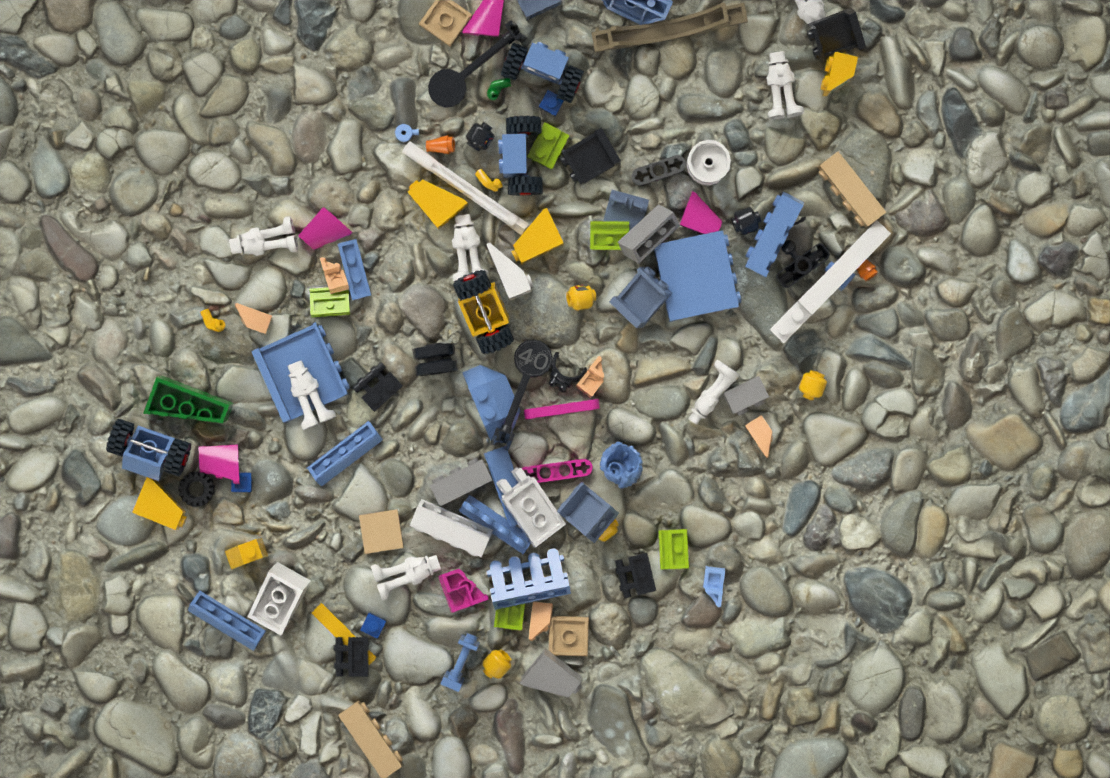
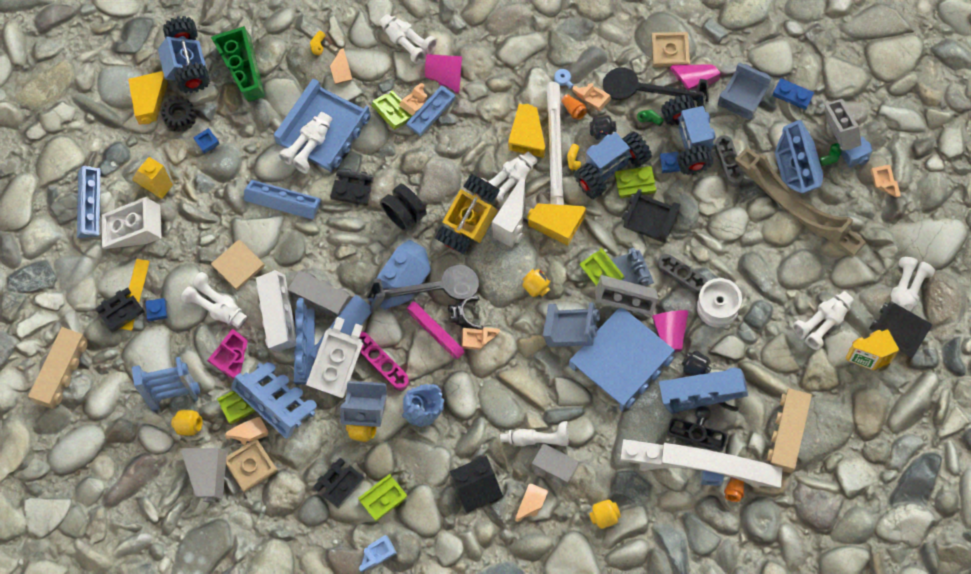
camera: 60 degrees right, 20 degrees down
(220, 461) = (211, 114): dark pink slope -> none
(442, 120) = (592, 96): none -> light nougat slope
(571, 53) = (727, 169): none -> dark grey beam
(716, 468) = (476, 484): none -> black slope

